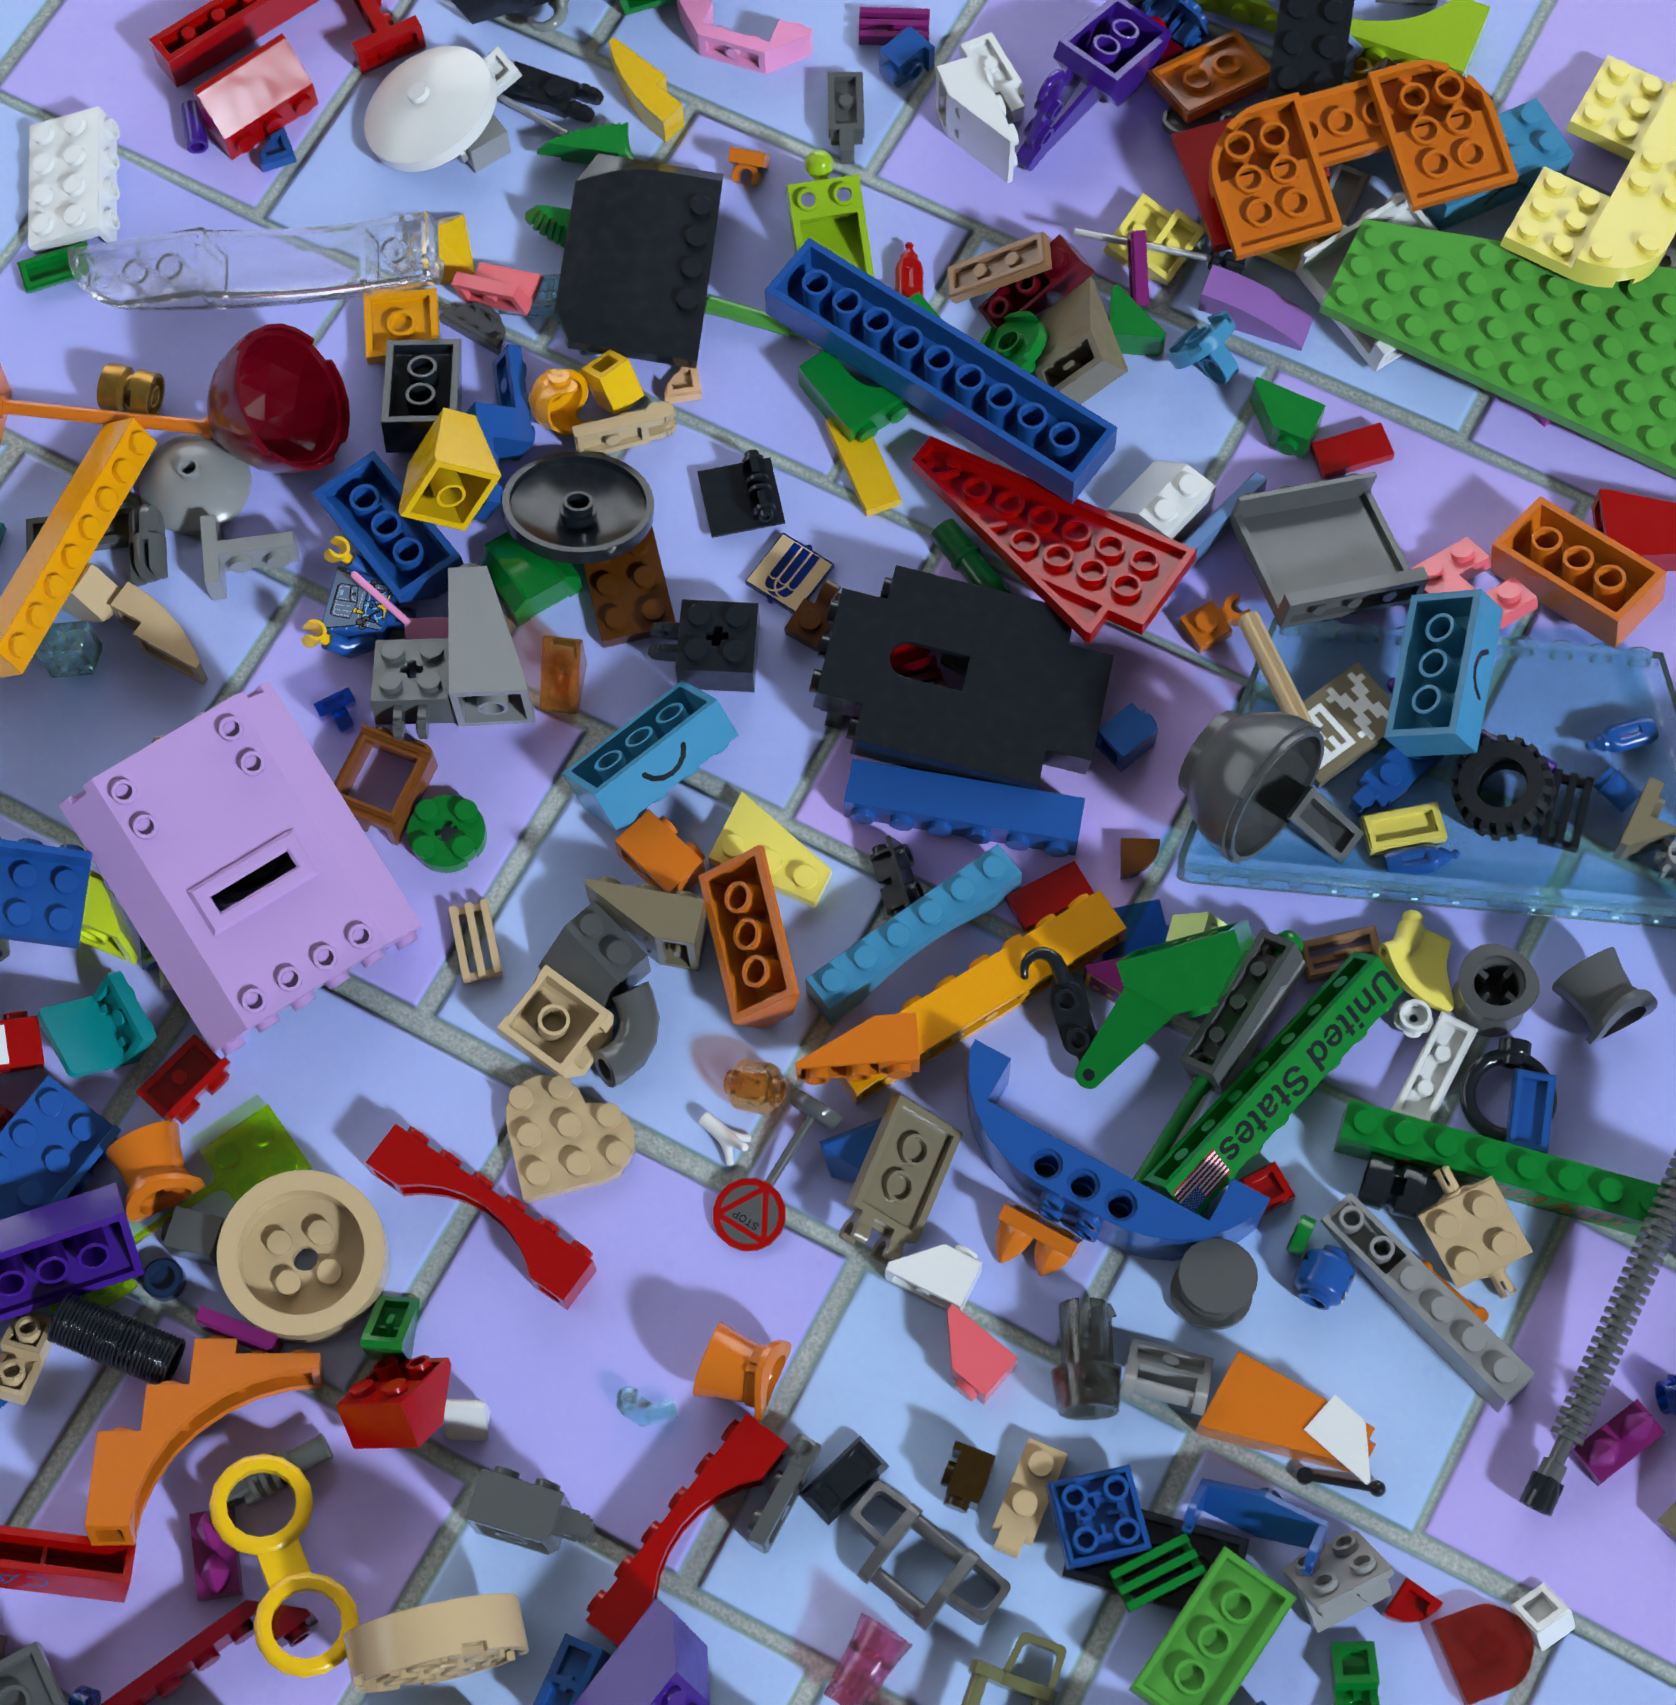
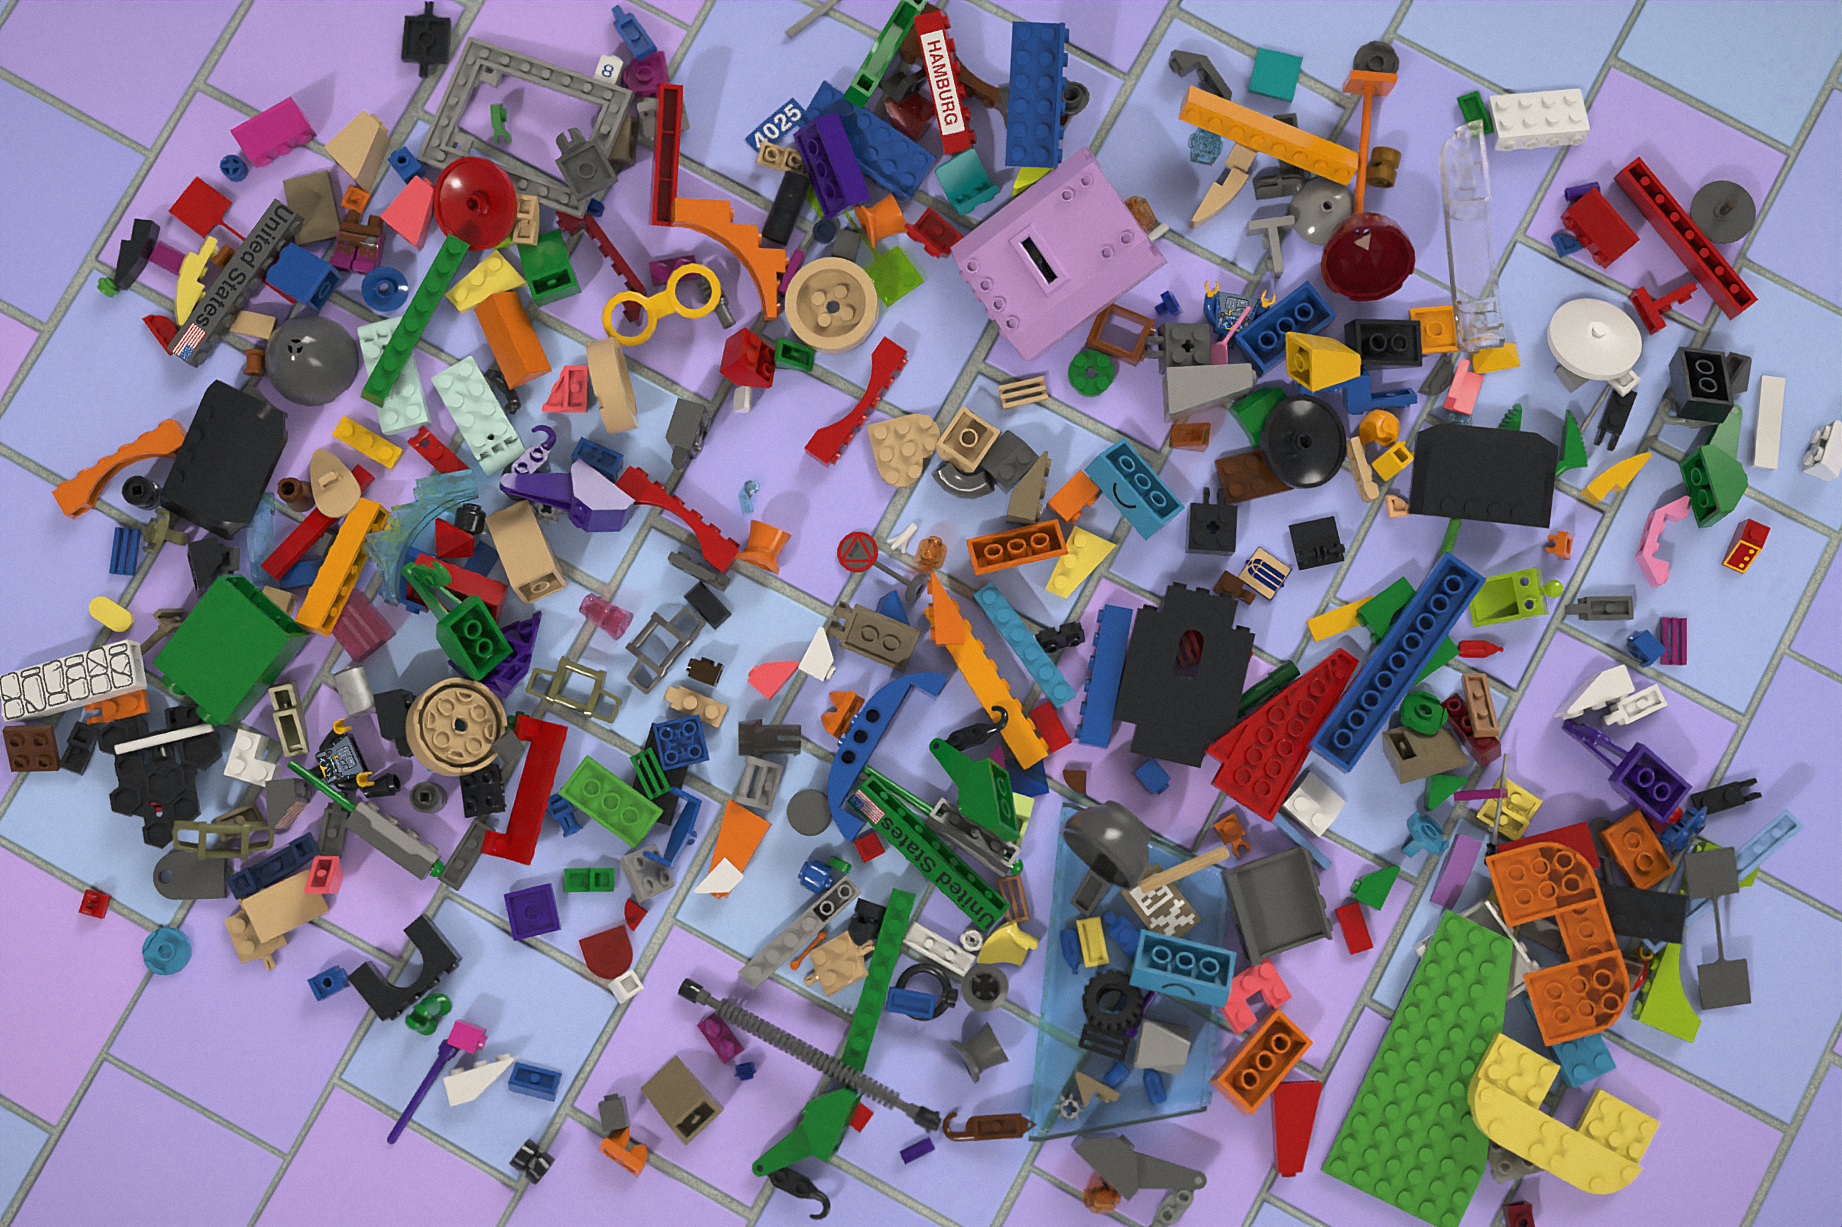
camera: 90 degrees right, 15 degrees up
(1306, 1476) = (705, 859): black hinge -> none
(1568, 717) = (1161, 1046): none -> light grey piece

